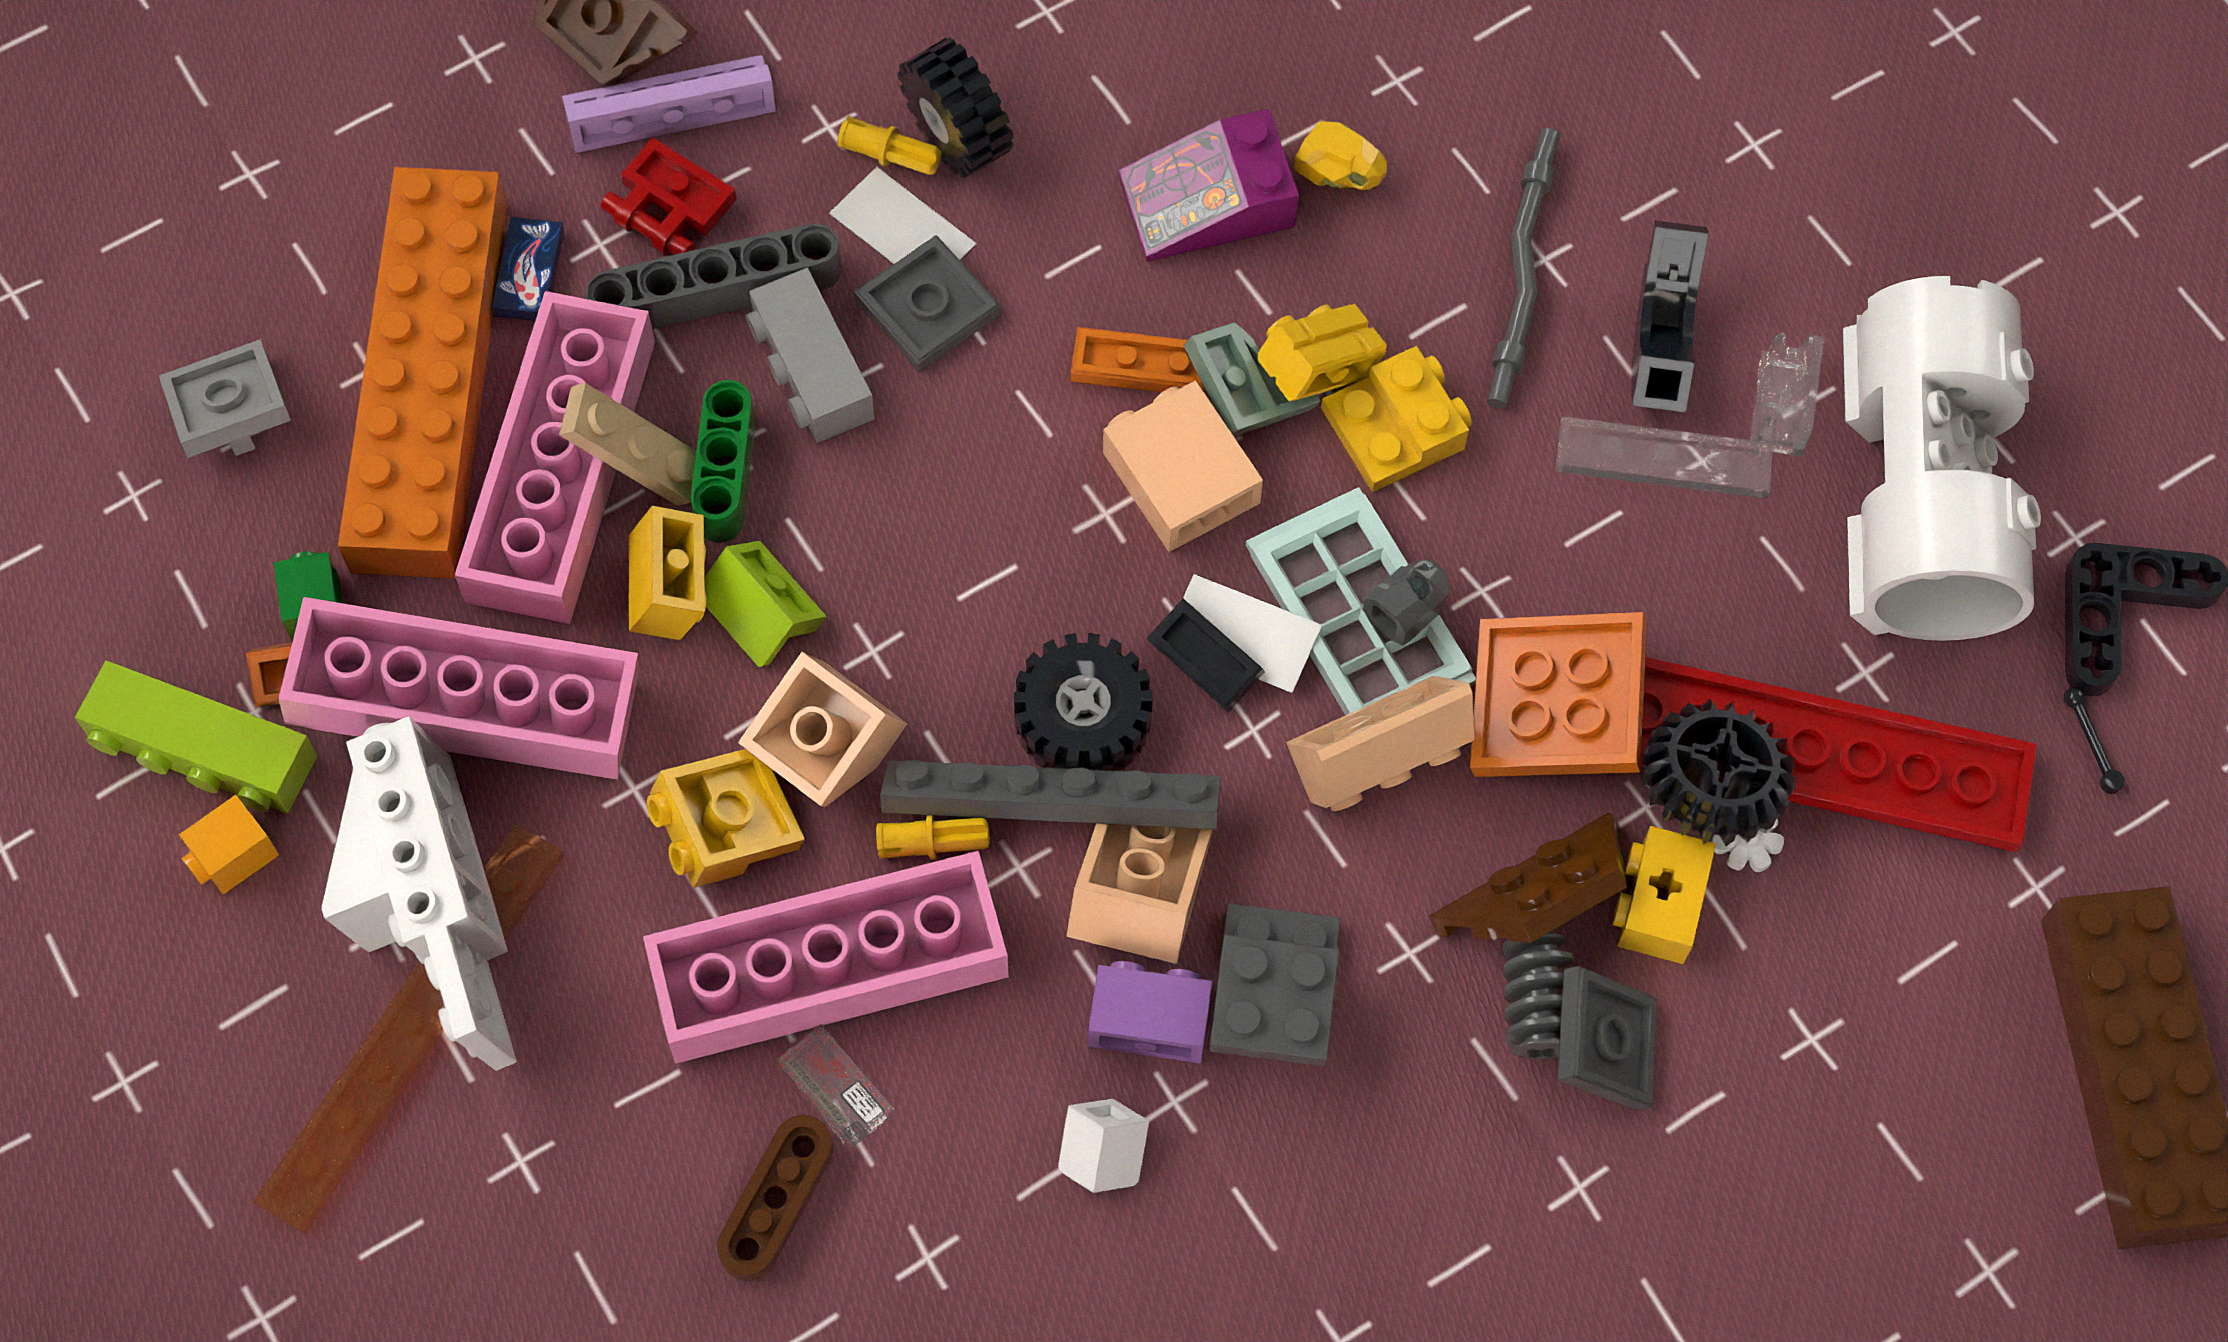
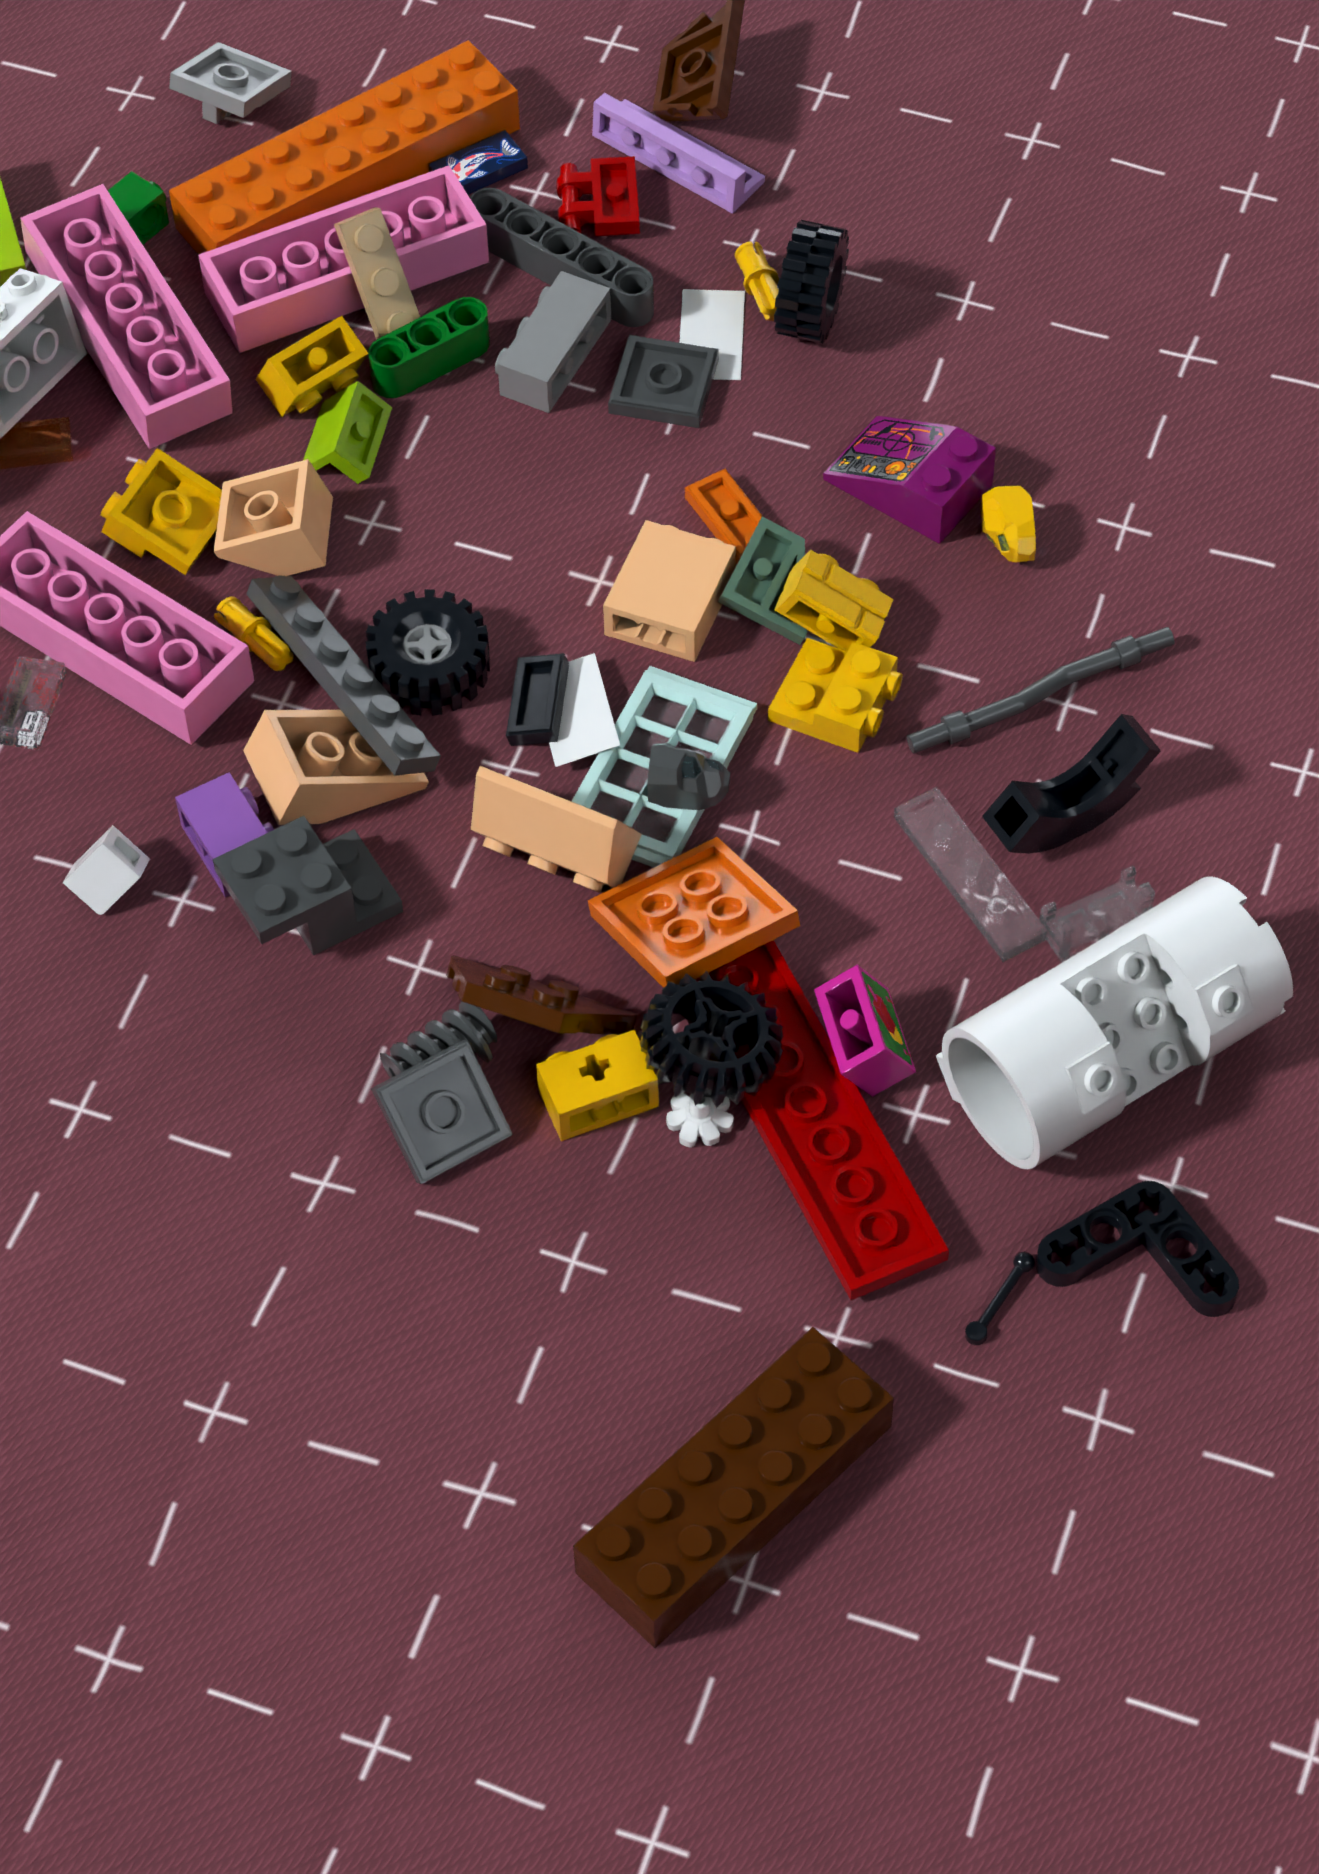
camera: 55 degrees right, 10 degrees down
(1782, 650) = (864, 1030): none -> dark pink brick

